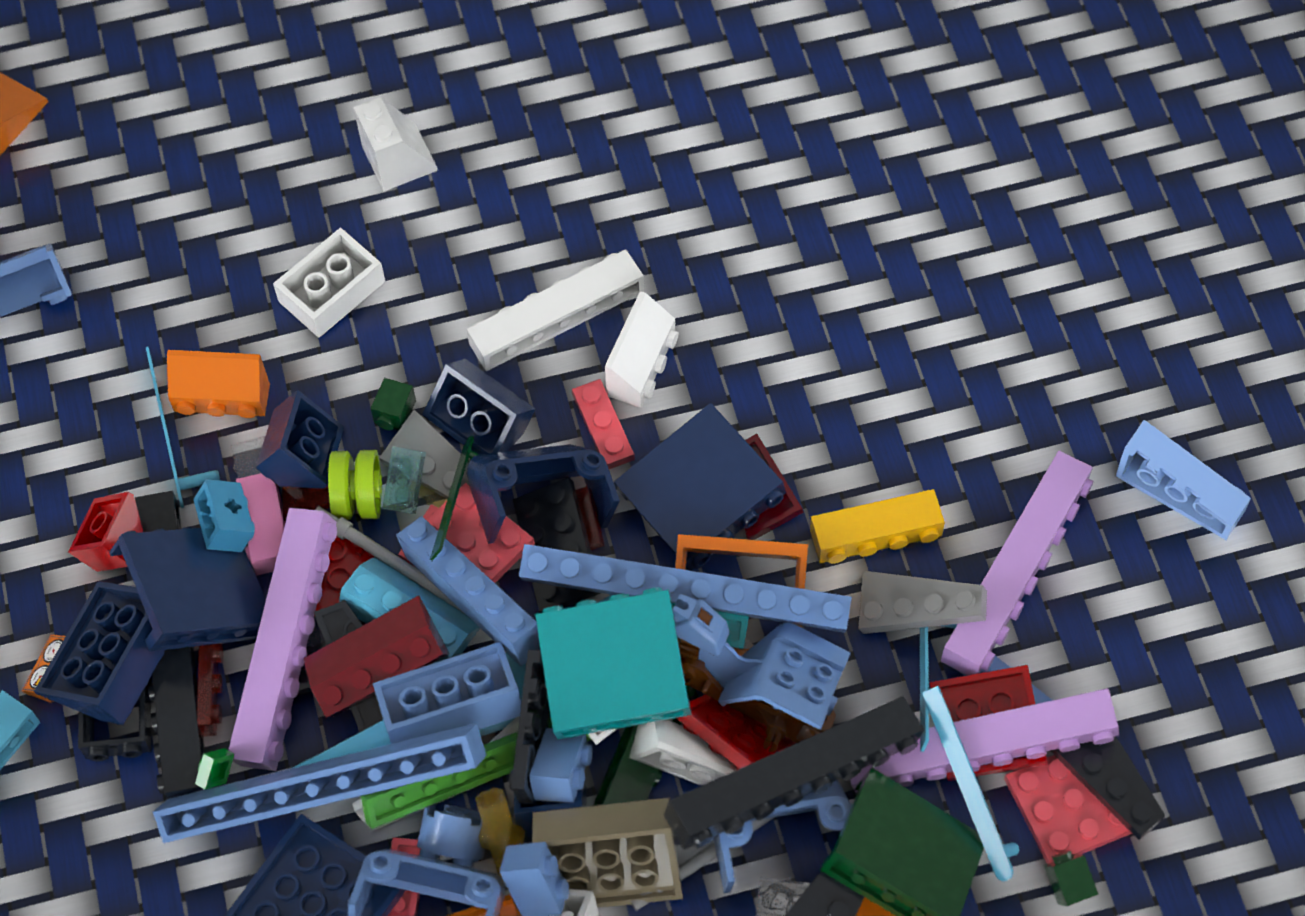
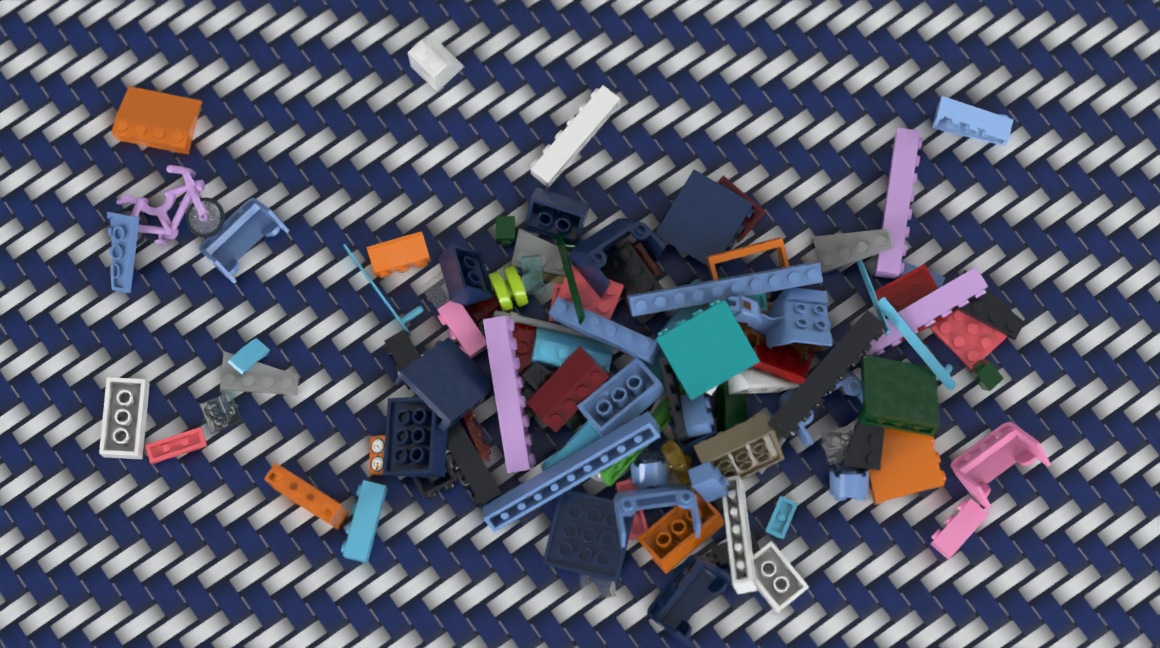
camera: 20 degrees left, 15 degrees up
(102, 527) = (379, 366): red slope -> none
(214, 768) = (504, 481): green plate -> none
(224, 515) = (444, 335): dark azure brick -> none
(329, 282) = (435, 166): white brick -> none
(603, 423) = (630, 198): coral plate -> none
(640, 352) = (638, 148): white slope -> none
(877, 526) = (811, 207): yellow brick -> none

